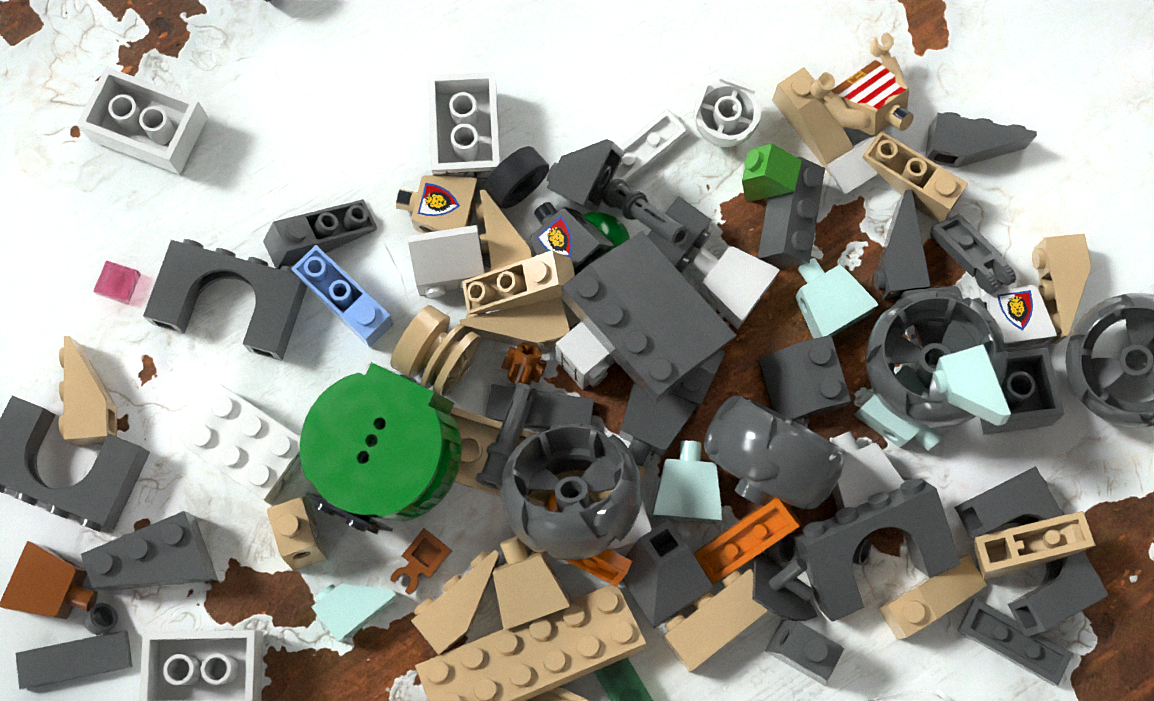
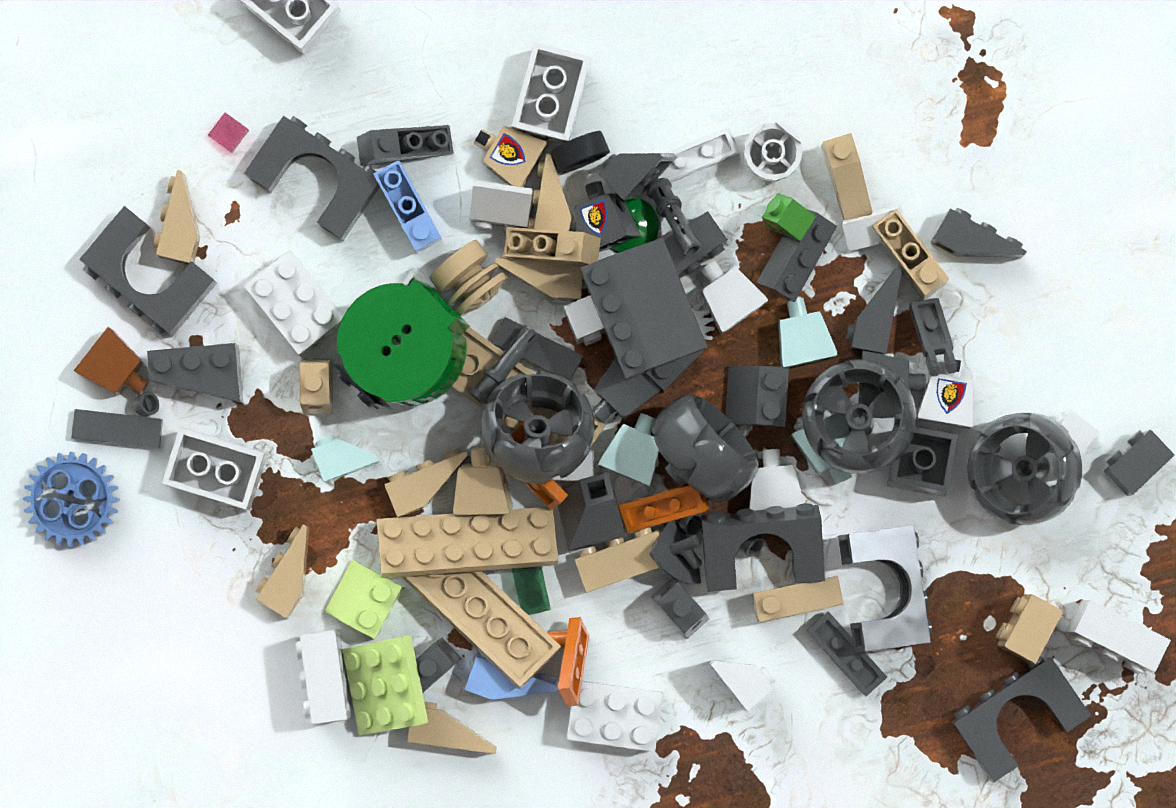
camera: 20 degrees right, 10 degrees up
(424, 556) = (409, 436): dark orange plate -> none
(524, 364) = (536, 310): dark orange gear -> none
(871, 96) = (899, 176): tan torso -> none
(972, 384) = (866, 448): light aqua slope -> none
(1032, 545) = (883, 584): tan slope -> none
(1063, 272) = (1005, 374): tan slope -> none

